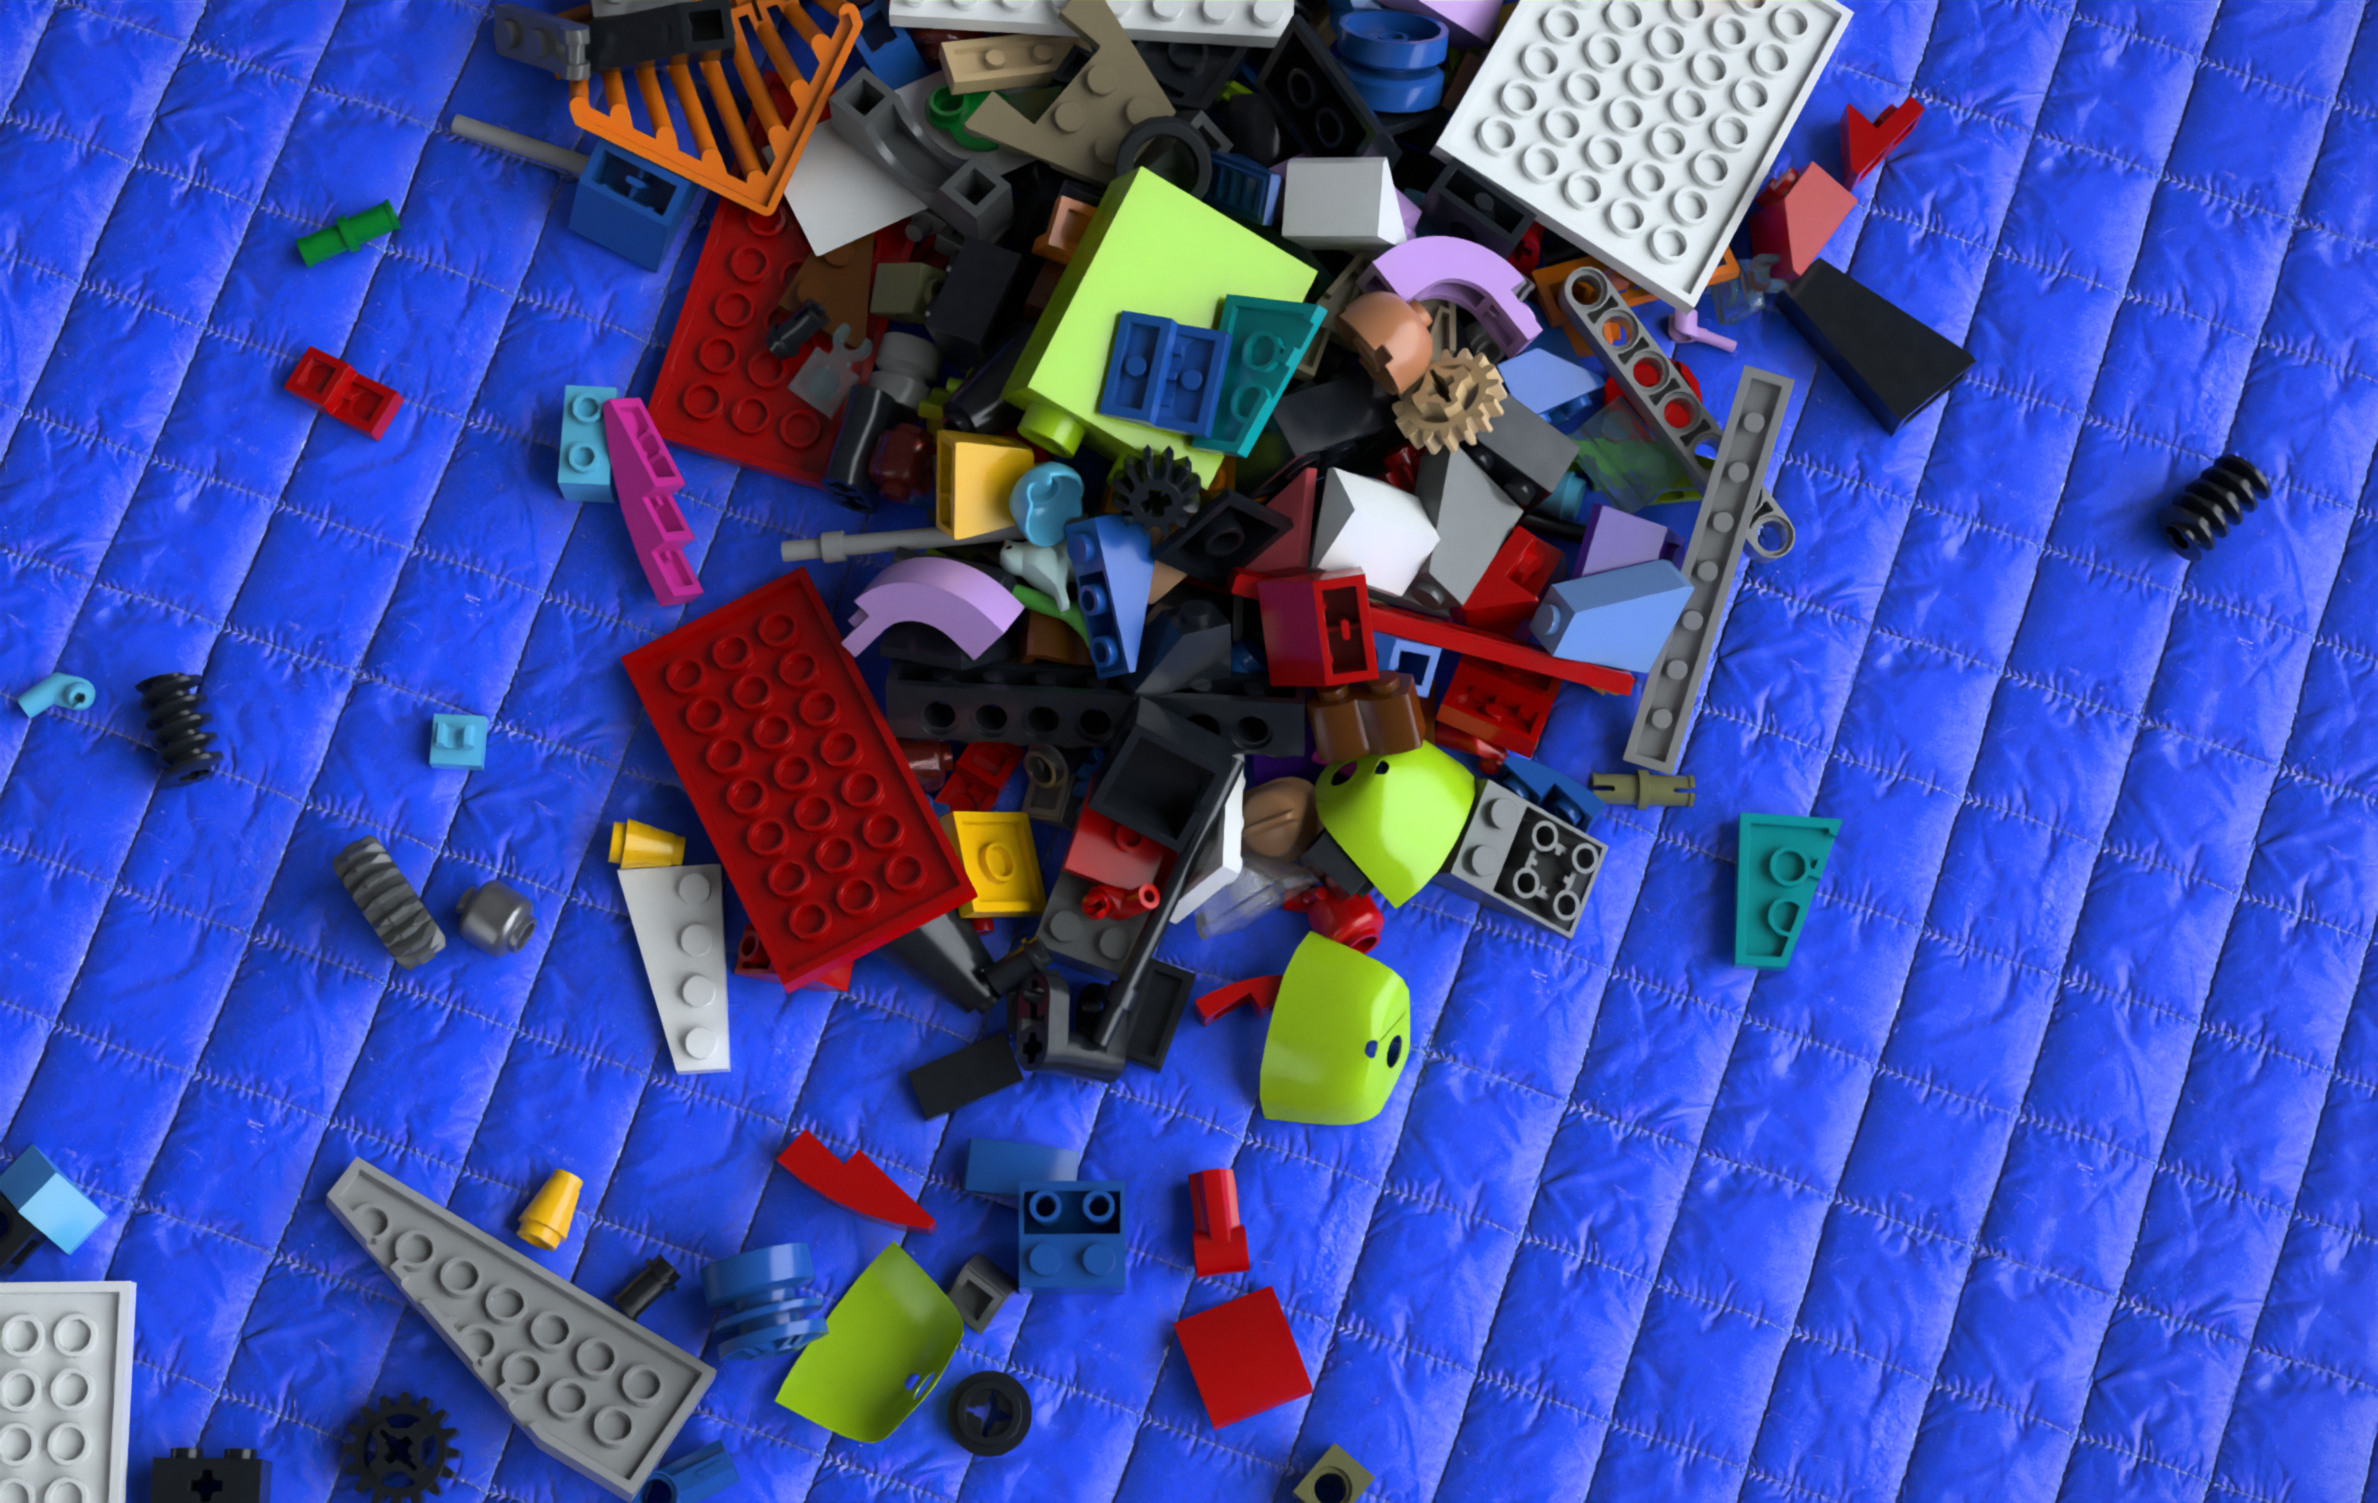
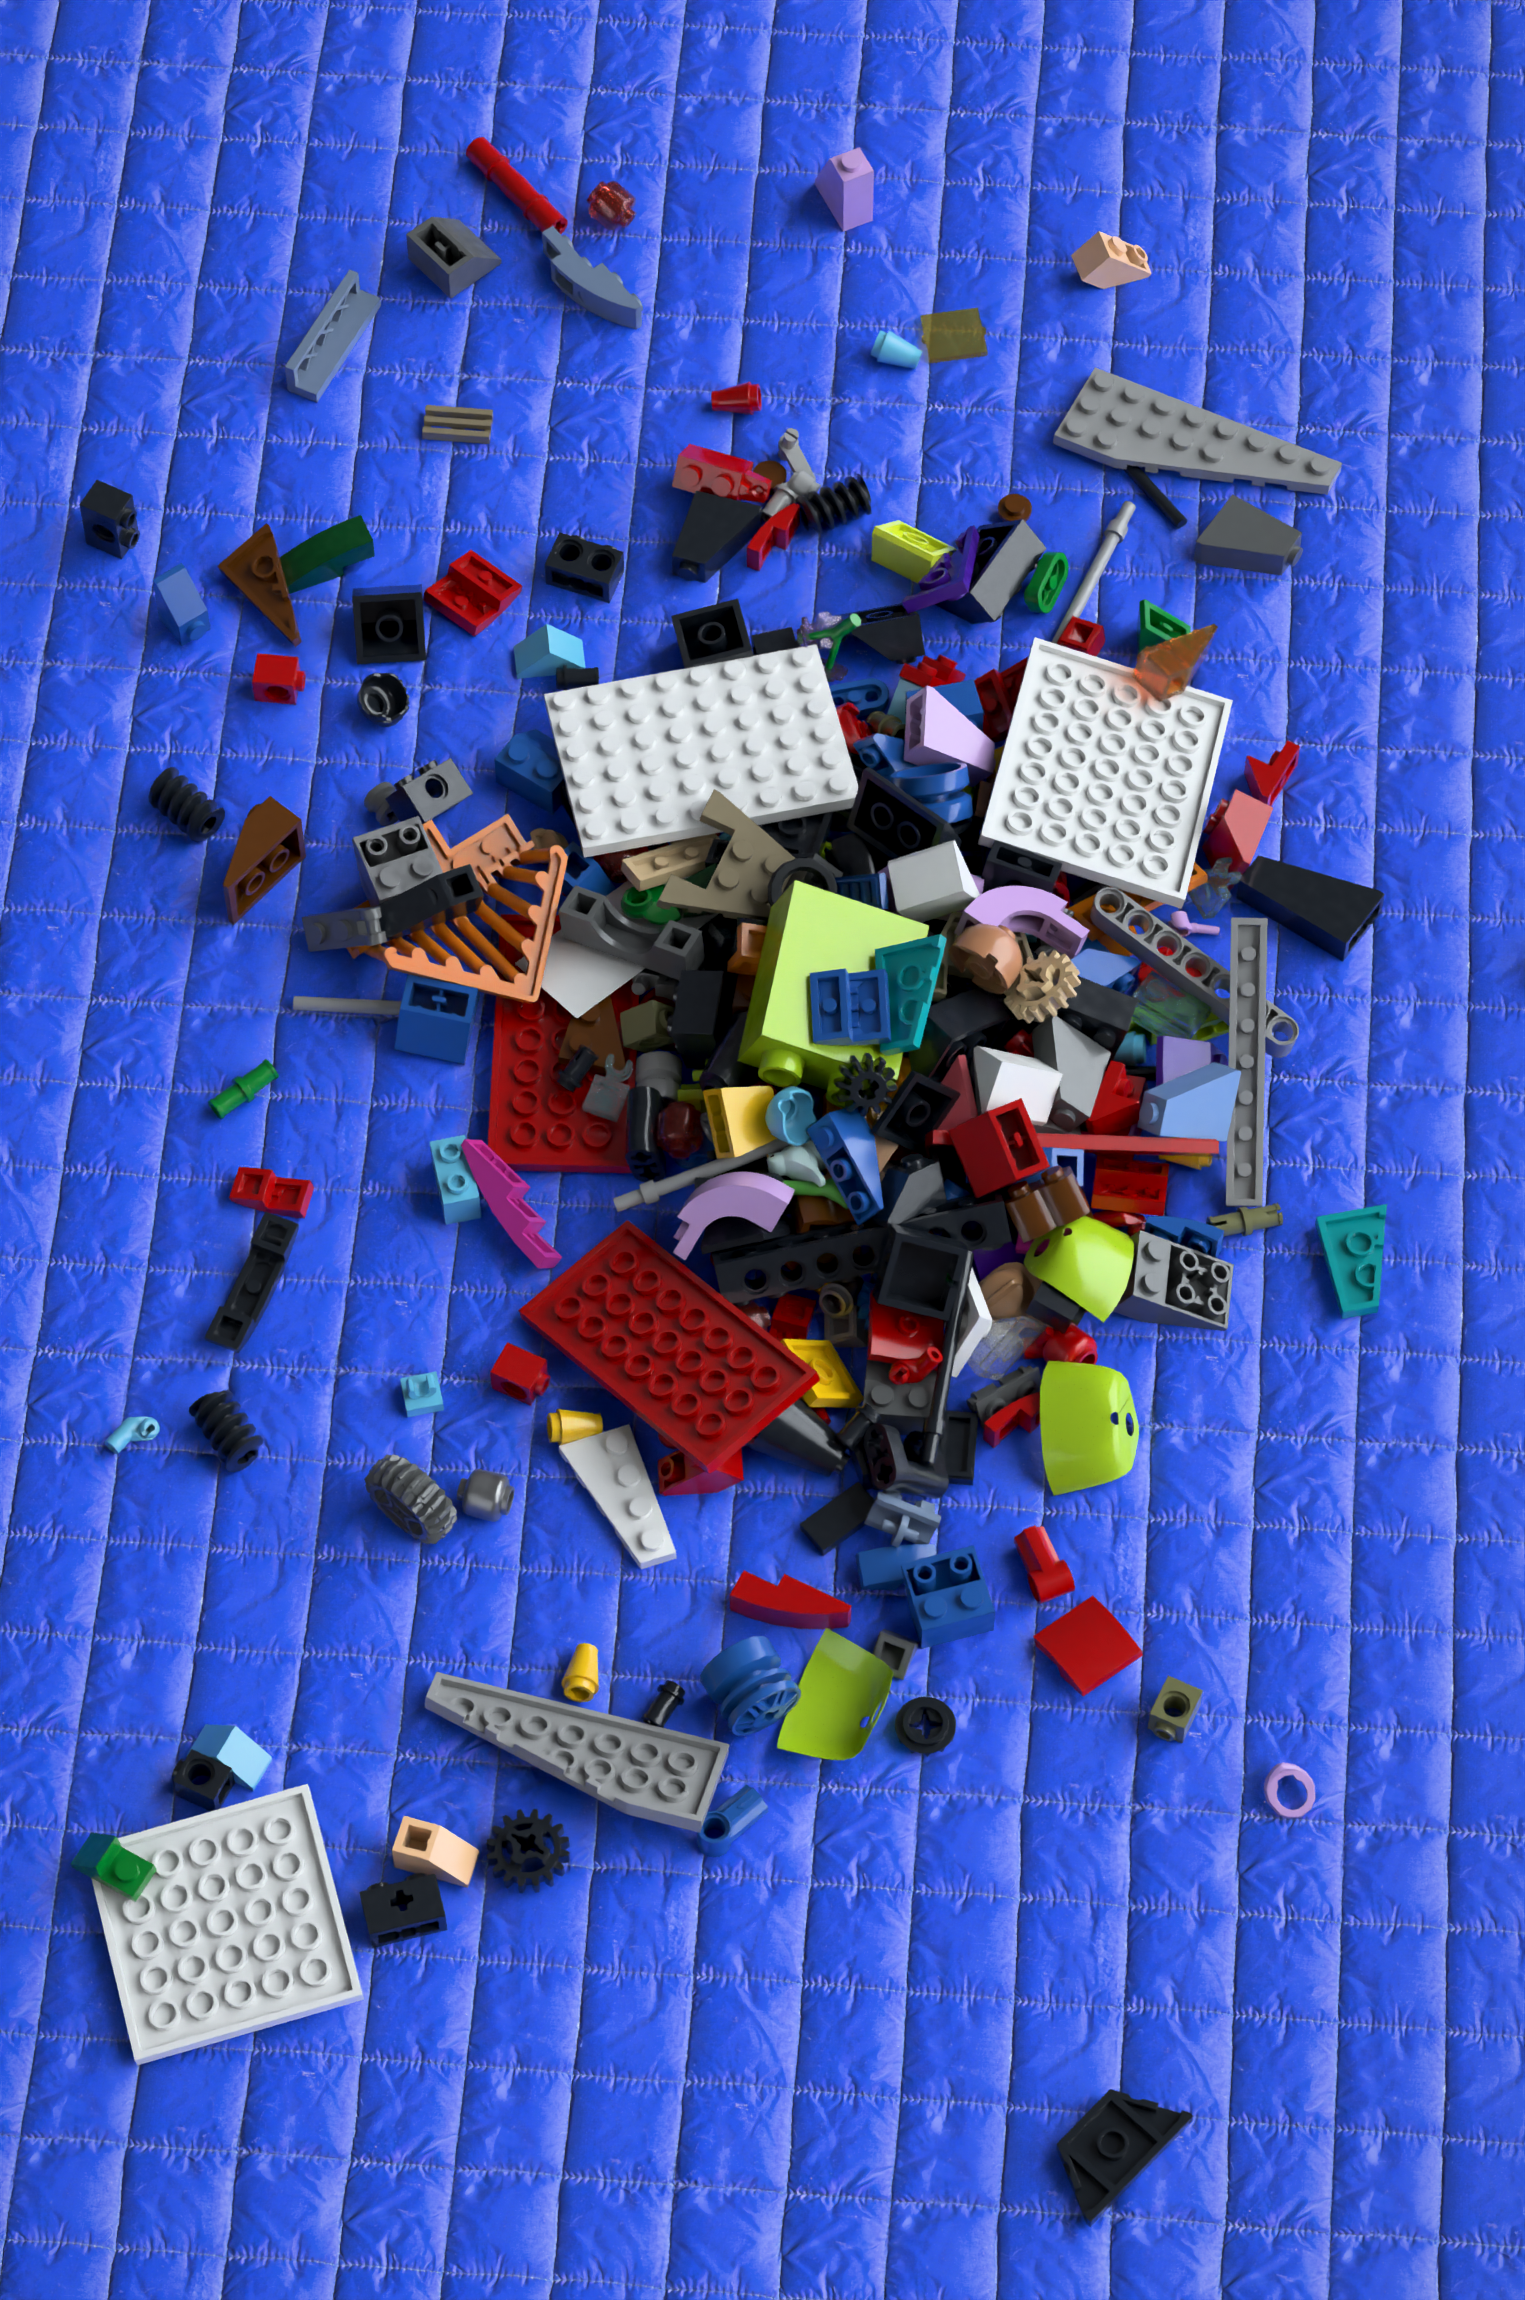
camera: 10 degrees left, 15 degrees down
(274, 1423) = (433, 1850): none -> light nougat slope
(279, 526) = (255, 1283): none -> black slope
(595, 752) = (520, 1374): none -> red brick
(1045, 1112) = (902, 1519): none -> sand blue hips
(1264, 953) = (1013, 1387): none -> dark grey hinge

